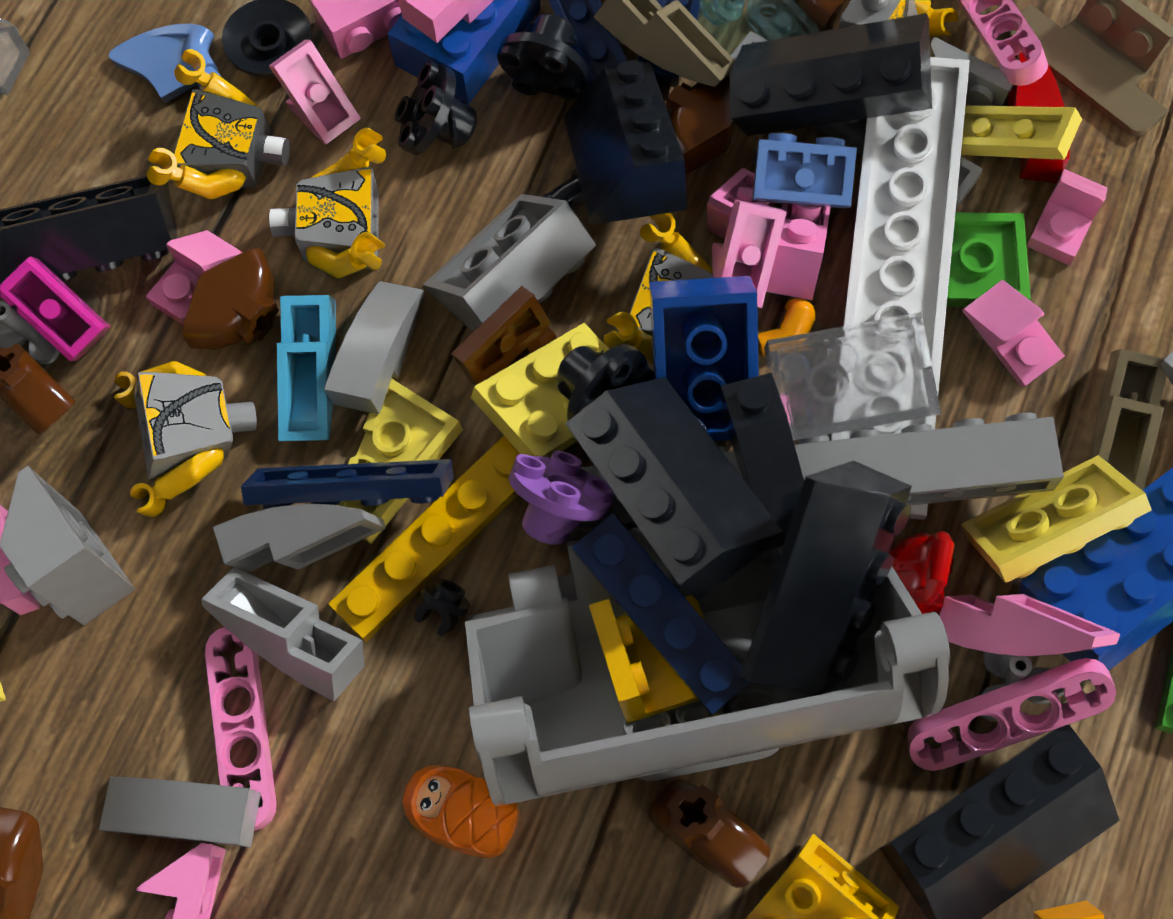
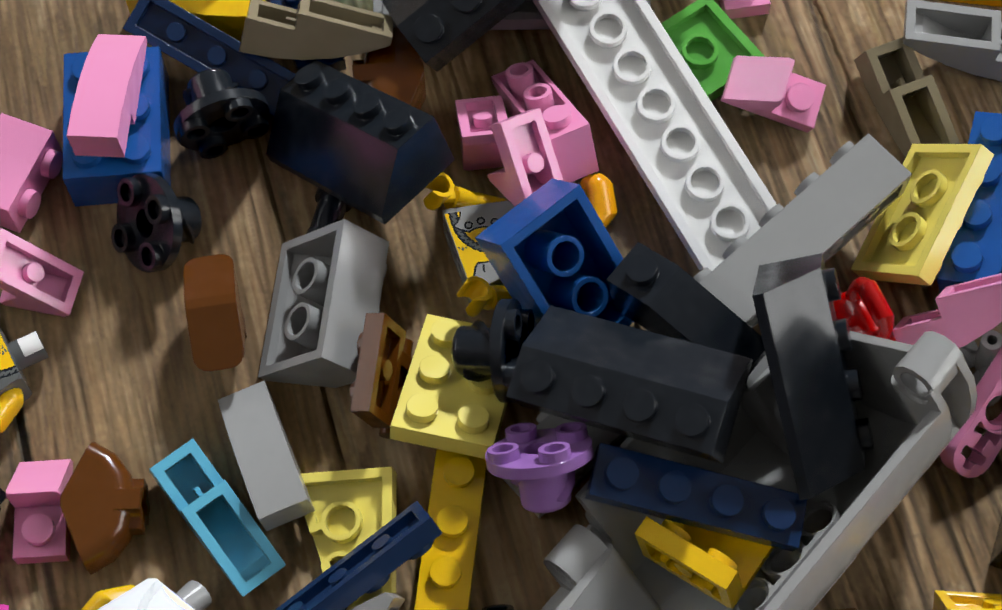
camera: 40 degrees left, 5 degrees down
(338, 212) = (139, 365): torso -> none
(420, 210) = (214, 312): none -> reddish brown piece
(804, 171) = (519, 69): medium blue bracket -> none
(854, 376) = (696, 201): clear slope -> none

